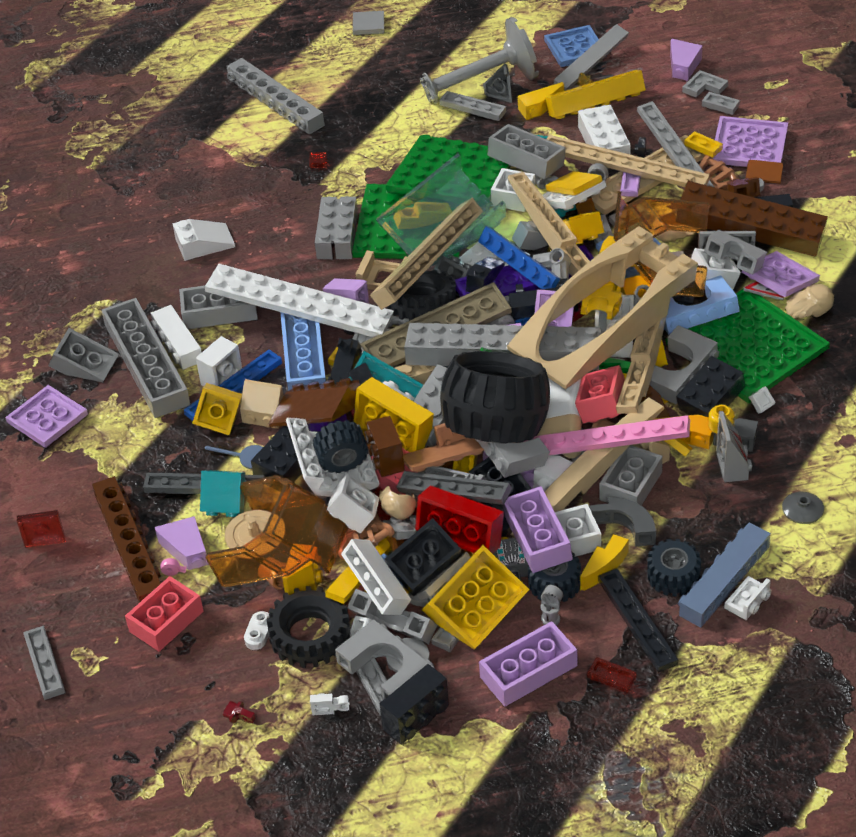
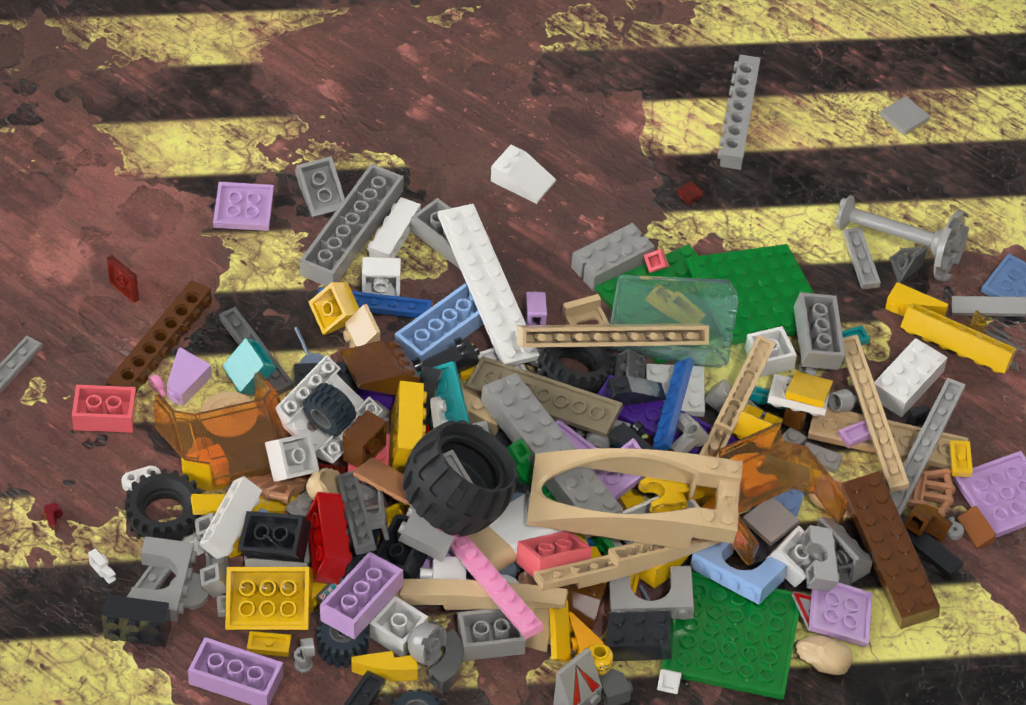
camera: 45 degrees right, 5 degrees up
(369, 204) = (656, 261): none -> coral slope
(513, 628) = (269, 643): none -> yellow plate
(613, 517) = (426, 643): none -> light grey cylinder

